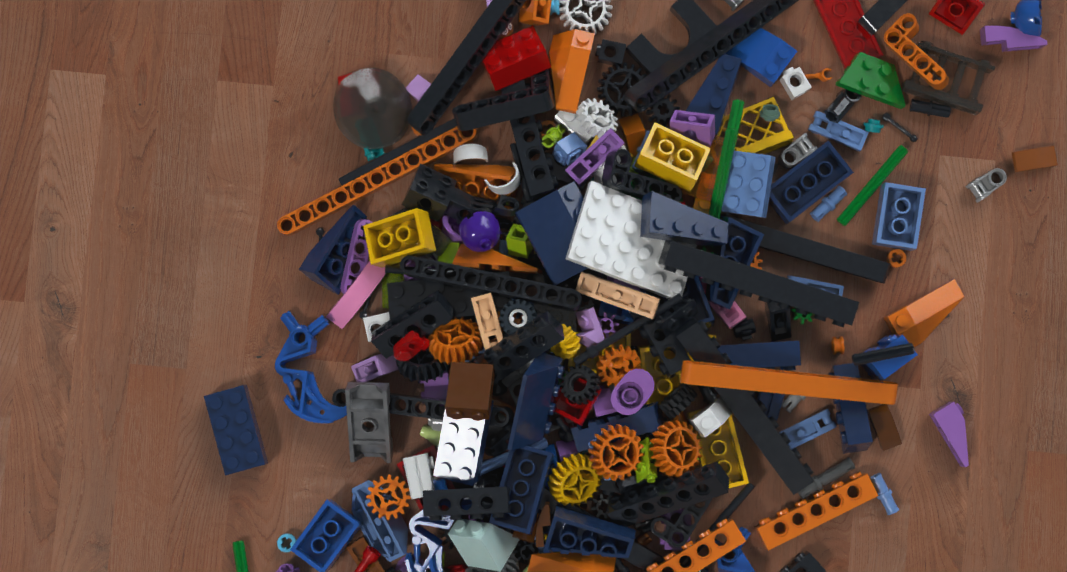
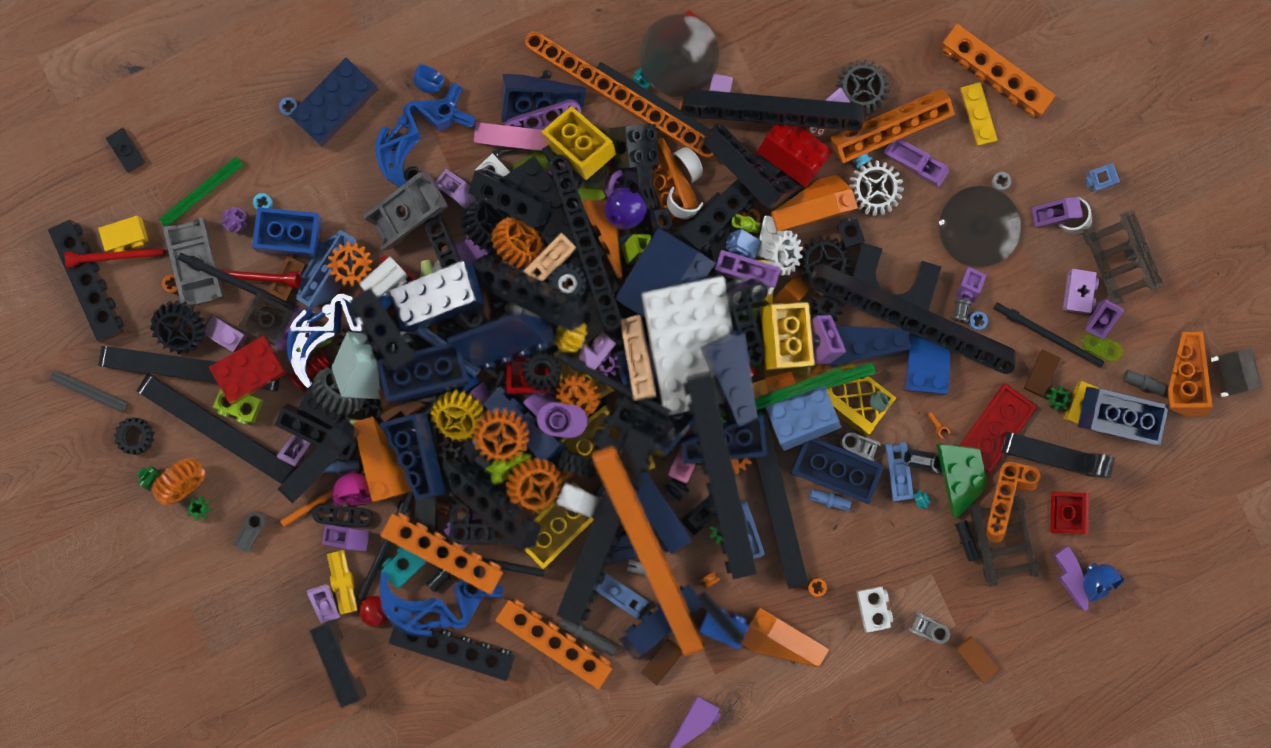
camera: 65 degrees right, 0 degrees up
(210, 473) = (284, 102): none -> medium blue bush
(264, 336) = (427, 79): none -> blue hair
(409, 346) = (489, 205): red plate -> none
(470, 391) = (478, 276): reddish brown brick -> none
(794, 92) = (911, 413): white brick -> none
(872, 185) = (869, 529): green axle -> none
(884, 494) = (603, 695): medium blue pin -> none
(886, 117) = (936, 507): black hinge -> none
(898, 216) = (854, 567): medium blue brick -> none
(942, 225) = (869, 610): none -> white brick

